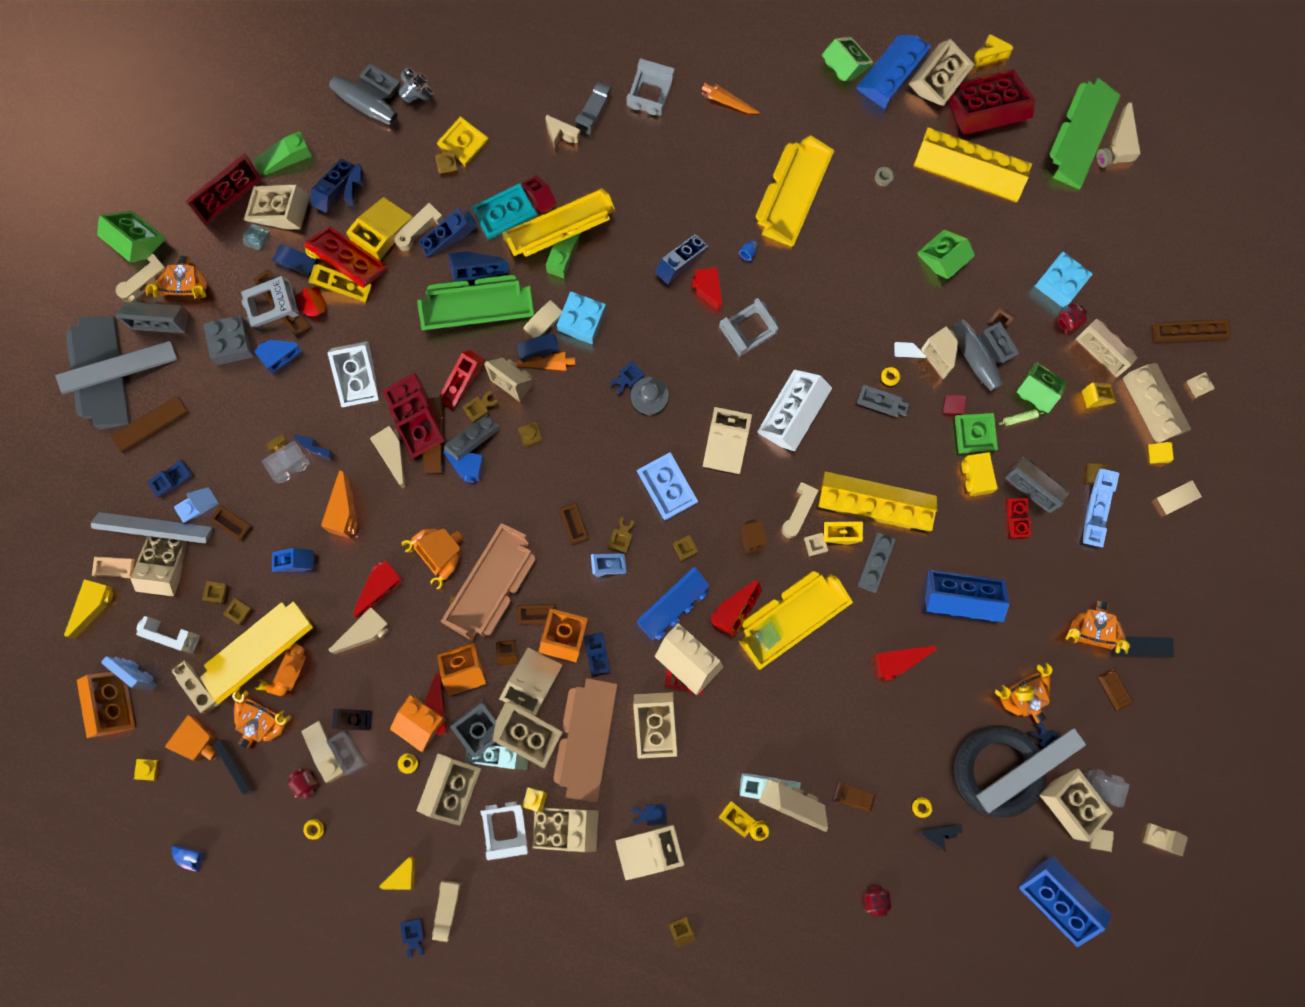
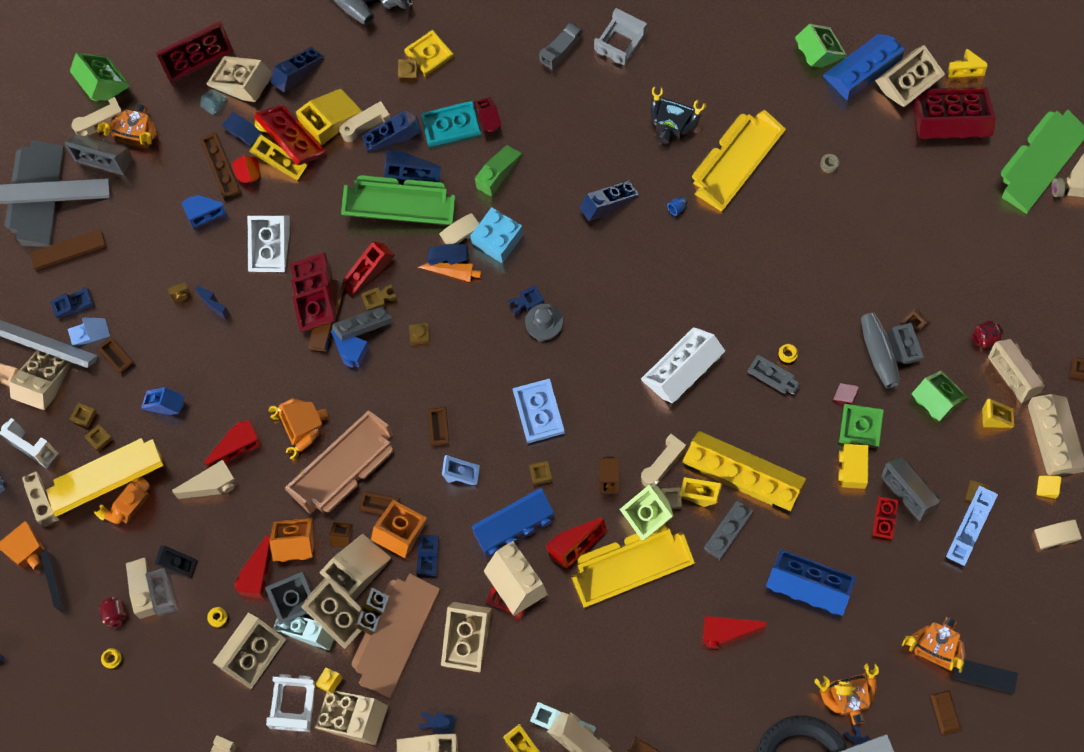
camera: 25 degrees right, 10 degrees down
(228, 340) = (161, 188): dark grey brick -> none
(256, 720) = (86, 541): orange torso -> none
(282, 154) = (260, 31): bright green slope -> none
(283, 300) = (221, 161): light grey window -> none
(286, 462) = (182, 310): clear brick -> none
(341, 513) = (219, 364): orange slope -> none
(354, 182) = (317, 69): dark blue slope -> none
(391, 451) = (283, 322): tan slope -> none
(402, 877) = (181, 723): yellow slope -> none
(417, 723) = (234, 576): orange slope -> none
(509, 378) = (412, 275): tan slope -> none
(560, 129) = (524, 59): tan slope -> none
(560, 223) = (499, 144): yellow slope -> none
(560, 725) = (371, 611): none -> dark brown slope
(621, 538) = (480, 449): pearl gold plate -> none
(707, 286) = (627, 230): red slope -> none
(723, 96) = (693, 61): orange bar -> none
(723, 161) = (673, 118): none -> black torso
(727, 440) = (608, 378): tan slope -> none
(736, 337) = (644, 285): light grey window -> none
(768, 636) = (600, 576): clear light blue slope -> none
(800, 565) = (647, 511): none -> yellowish green slope
(907, 350) = (812, 332): white sticker -> none
(941, 351) = (842, 336): tan slope -> none
(947, 253) = (874, 247): bright green slope -> none
(973, 164) = (921, 168): yellow slope -> none
(1020, 417) = (901, 421): yellowish green piece -> none
(1063, 280) = (986, 295): medium azure brick -> none

